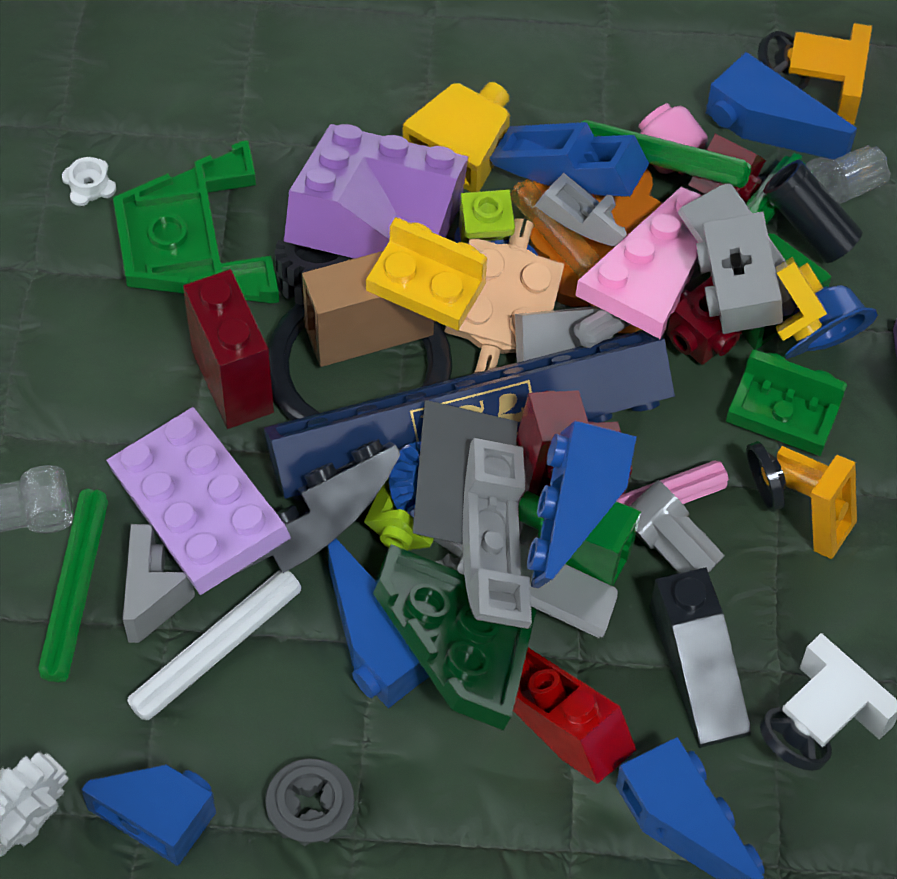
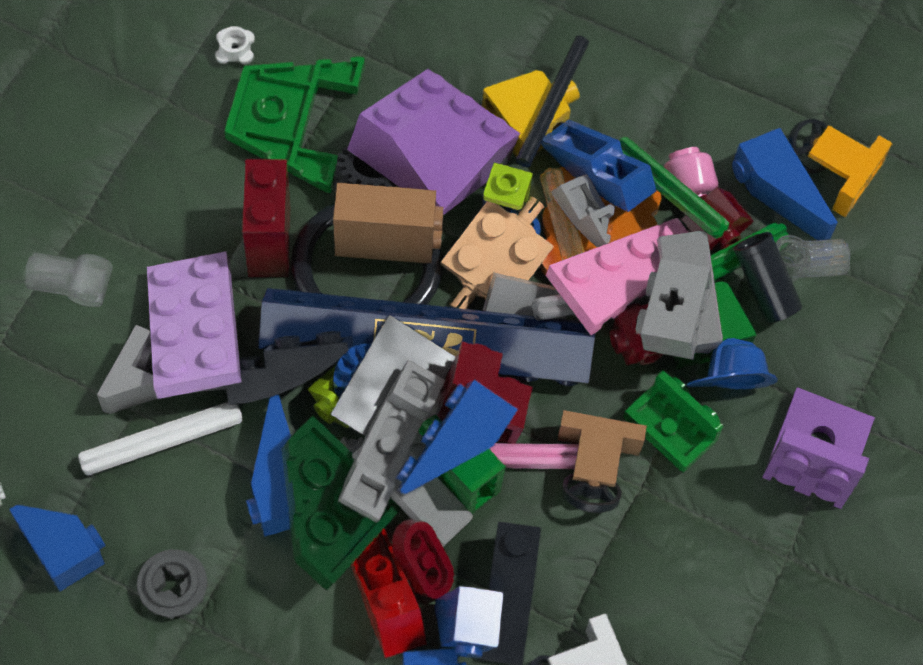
camera: 20 degrees right, 5 degrees up
(73, 586) = (80, 353): green axle -> none
(428, 273) = (427, 220): yellow bracket -> none
(488, 110) = (552, 101): none -> black bar
(588, 653) = (422, 553): none -> dark red plate
(672, 533) = (530, 479): light grey piece -> none
(678, 697) = (469, 620): none -> slope
(725, 471) = (597, 457): none -> medium nougat piece
(802, 286) = (715, 340): yellow bracket -> none
(830, 489) = (665, 510): light orange piece -> none

